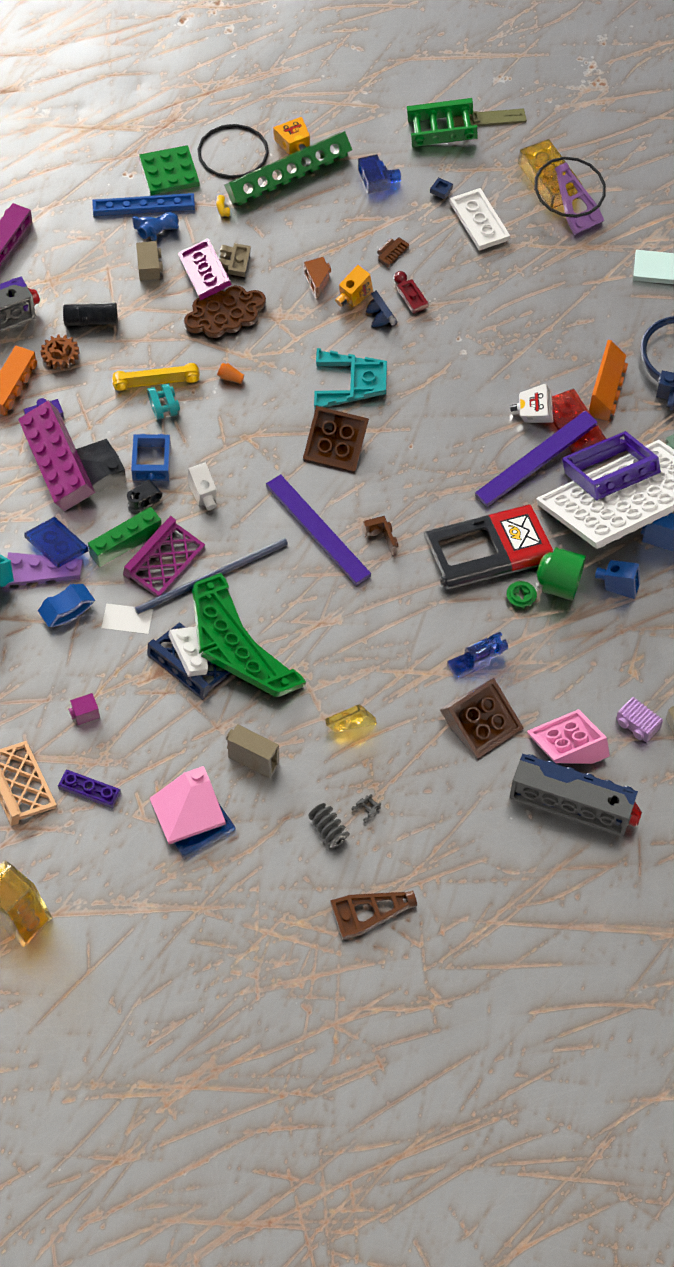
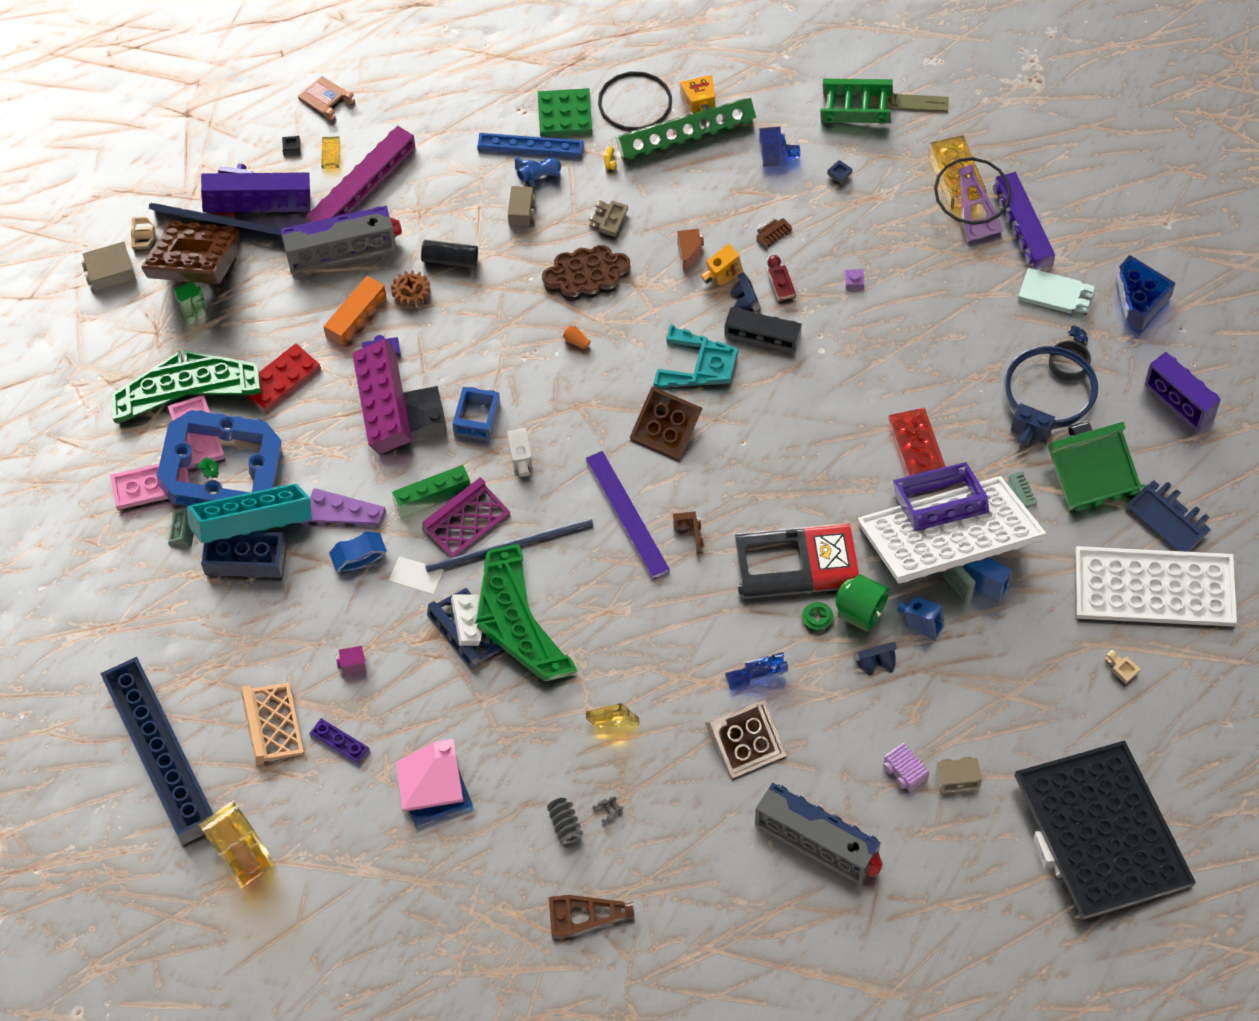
camera: 15 degrees right, 0 degrees up
(56, 542) = (362, 485): clear blue tile -> none
(145, 495) = (461, 450): black piece -> none
(167, 393) = (508, 348): teal brick -> none
(188, 373) = (533, 330): yellow piece -> none
(204, 269) = (575, 223): tile -> none
(252, 750) = (506, 731): dark tan brick -> none
(405, 340) = (762, 329): none -> black brick
(478, 282) = (854, 279): none -> medium lavender plate
(479, 219) = (871, 210): white plate -> none
(534, 405) = (879, 419): white torso -> none
(536, 458) = (867, 476): dark purple tile -> none
(571, 739) = (830, 776): bright pink slope -> none
(593, 618) = (885, 653): none -> dark blue tile
(607, 382) = (961, 406): orange slope -> none
(623, 209) = (1024, 222): none -> dark purple brick
(647, 541) = (960, 582): none -> sand green tile

